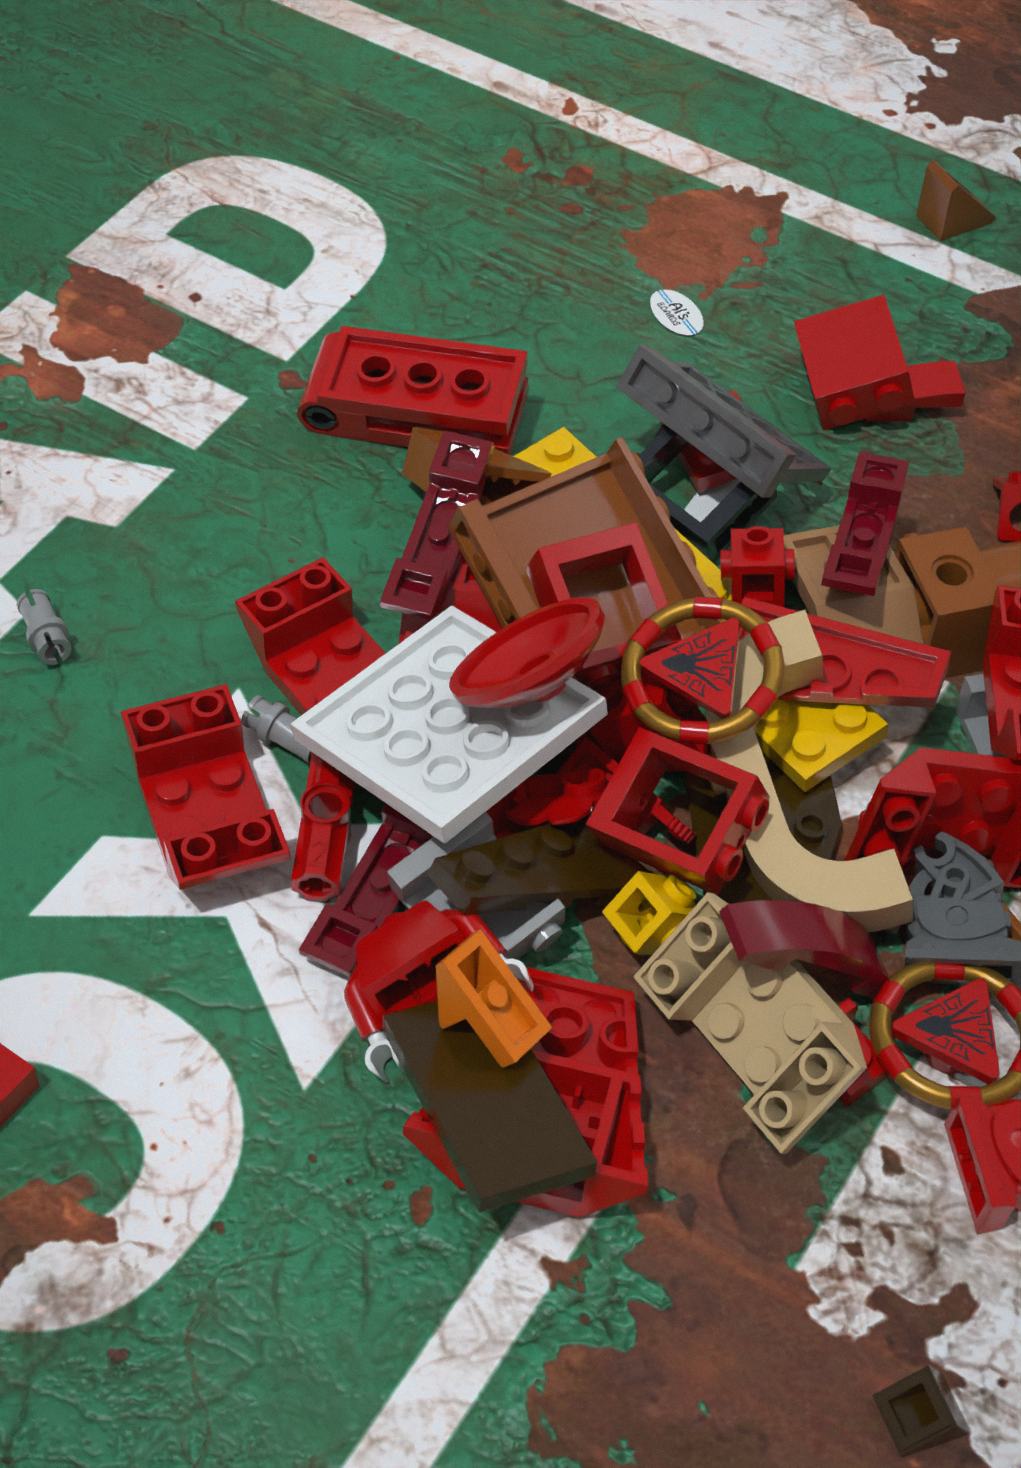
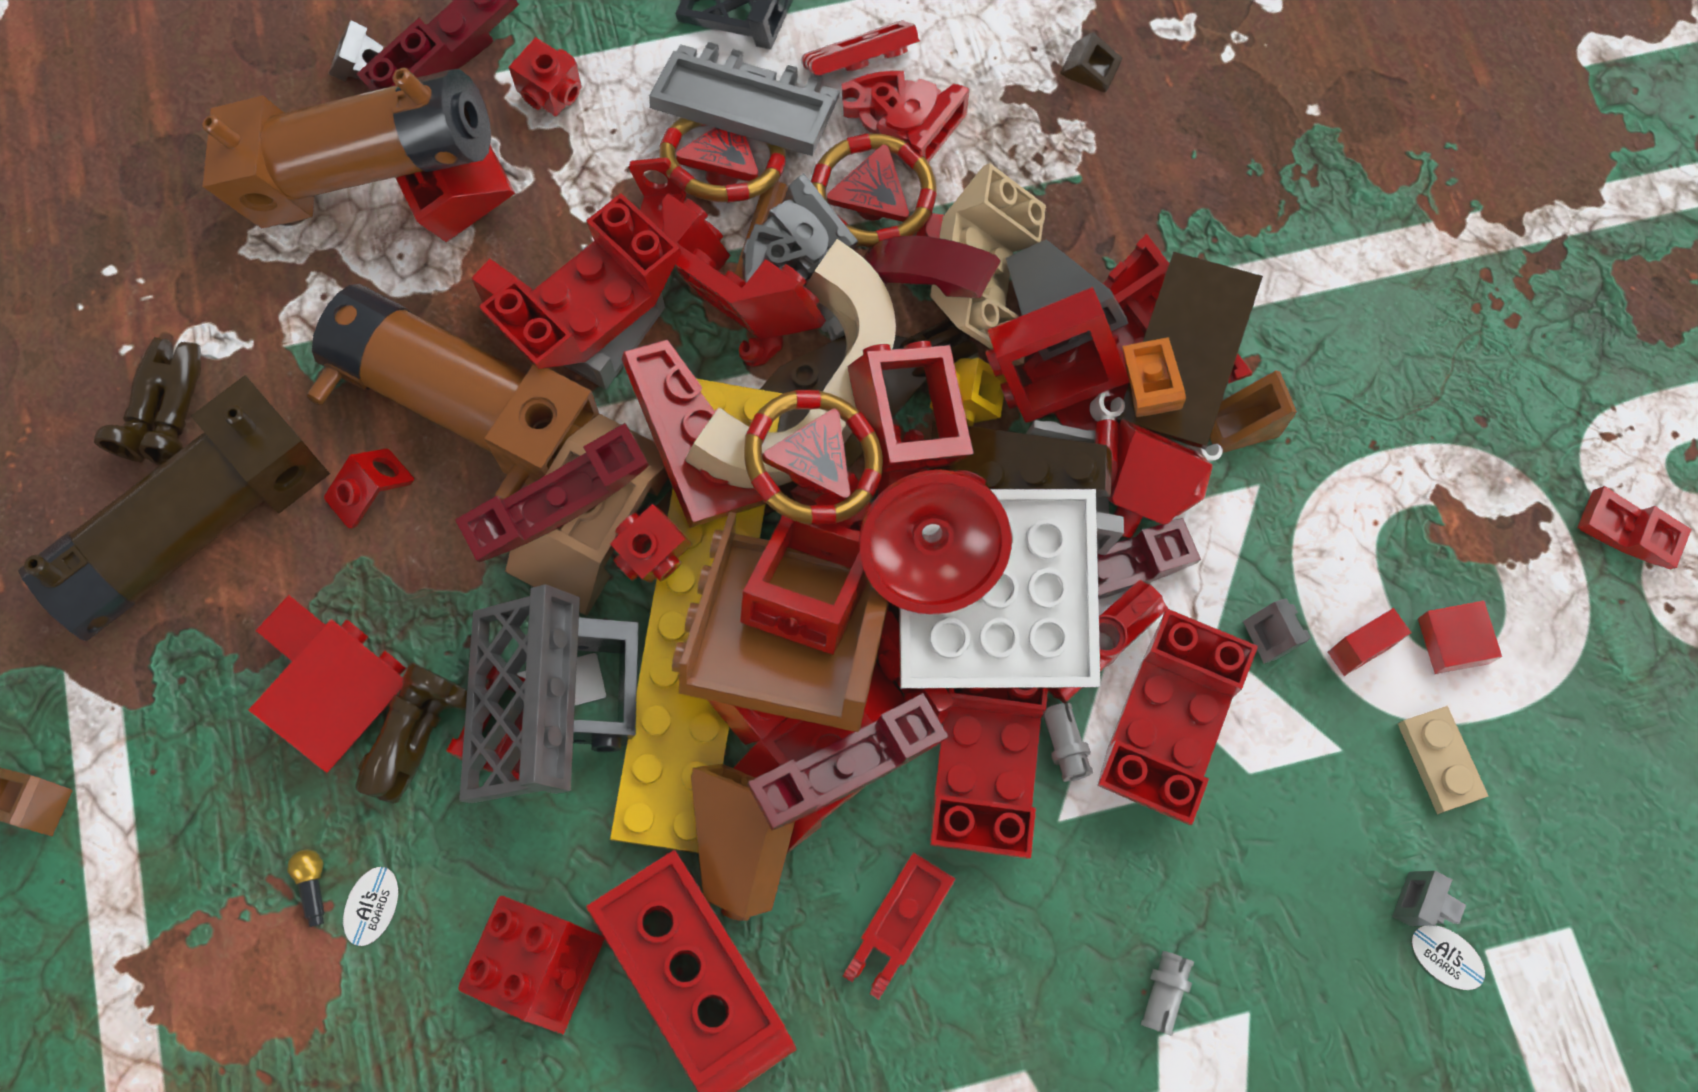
camera: 135 degrees left, 20 degrees up
(73, 993) = (1369, 642): none -> red piece
(178, 947) = (1276, 630): none -> flat silver tile
(297, 525) = (901, 919): none -> red hinge
(366, 1128) = (1254, 414): none -> dark orange slope
(533, 327) = (531, 964): none -> red bracket
(604, 960) = (1046, 328): none -> red window
(668, 1053) = (1048, 275): none -> dark grey slope
(740, 292) = (305, 870): none -> piece
(779, 384) = (406, 733): none -> dark brown piece

